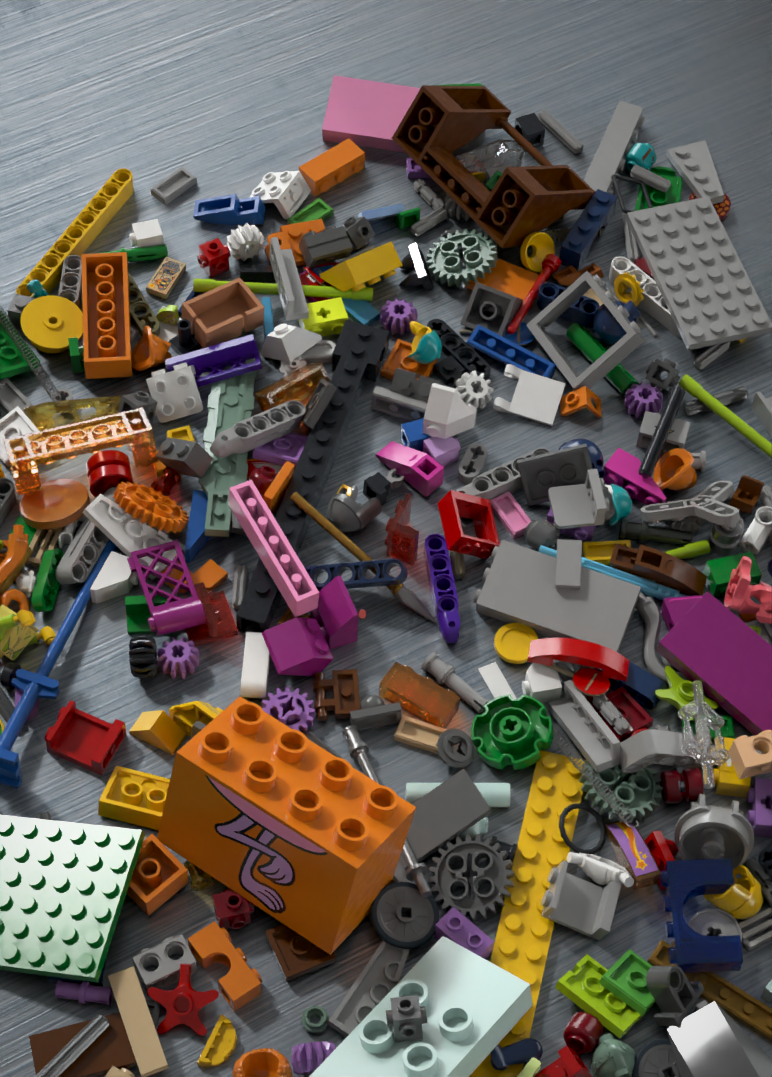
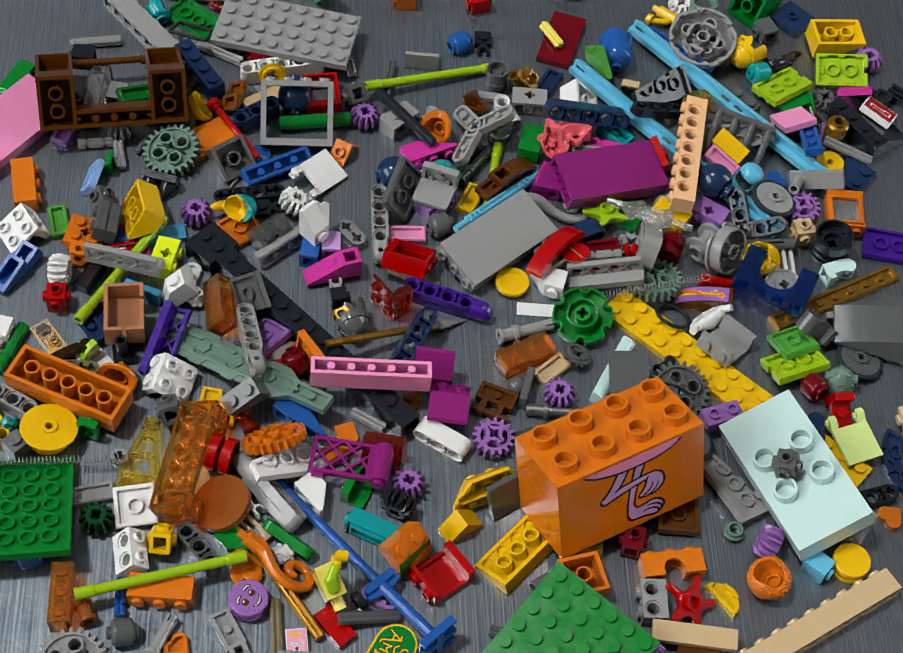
camera: 65 degrees left, 0 degrees up
(89, 686) = (406, 547): none -> orange slope
(102, 649) = (368, 526): none -> teal window
(159, 299) = (72, 349): none -> dark brown axle
(389, 753) = (559, 393): none -> medium lavender gear
(568, 564) = (484, 216): light grey tile -> none
(650, 178) = (181, 15): light grey axle -> none
(655, 331) = (321, 106): none -> red window

